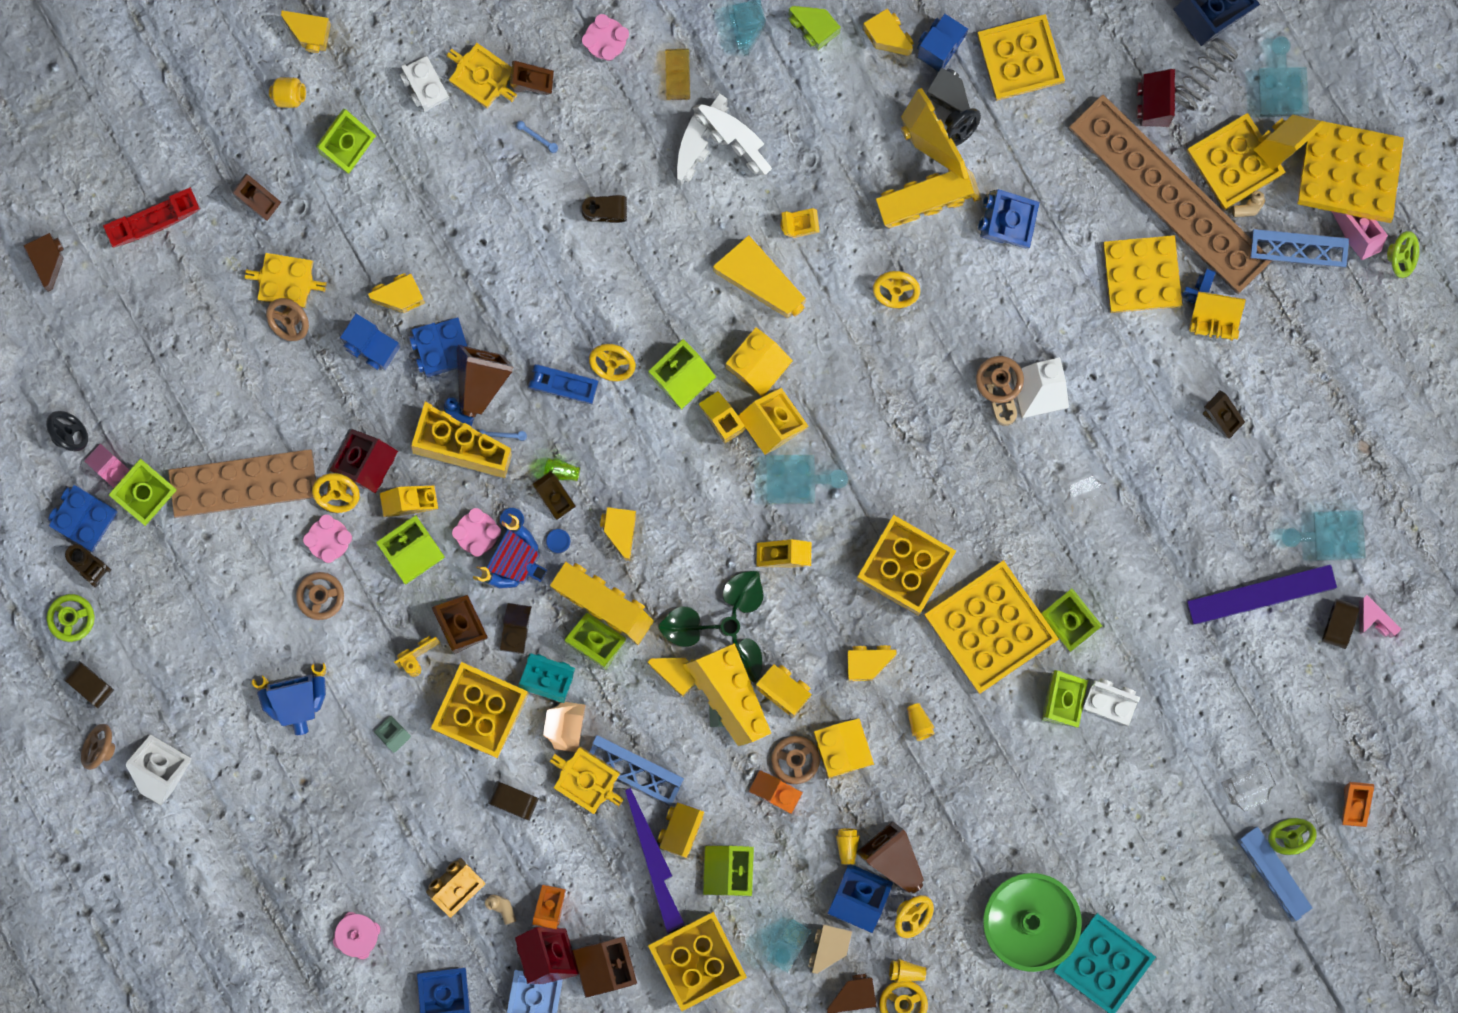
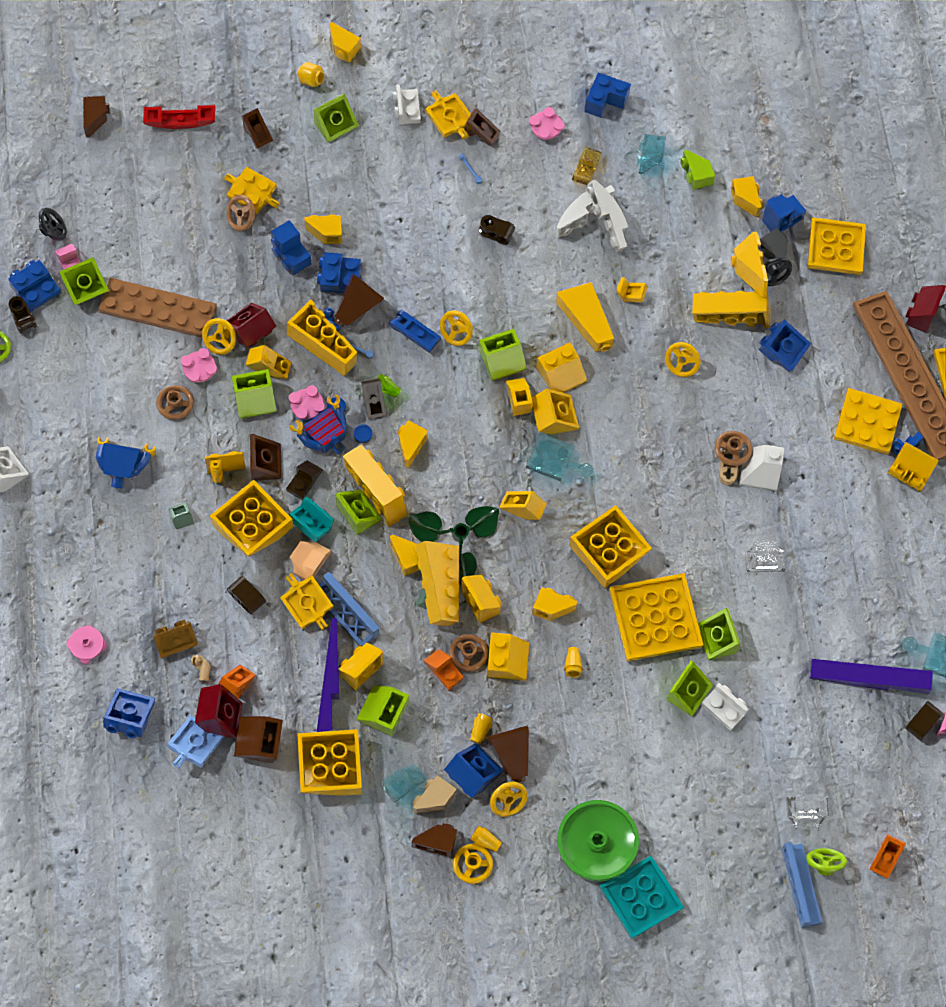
camera: 20 degrees right, 15 degrees down
(1223, 414) = (891, 537): dark brown slope -> none

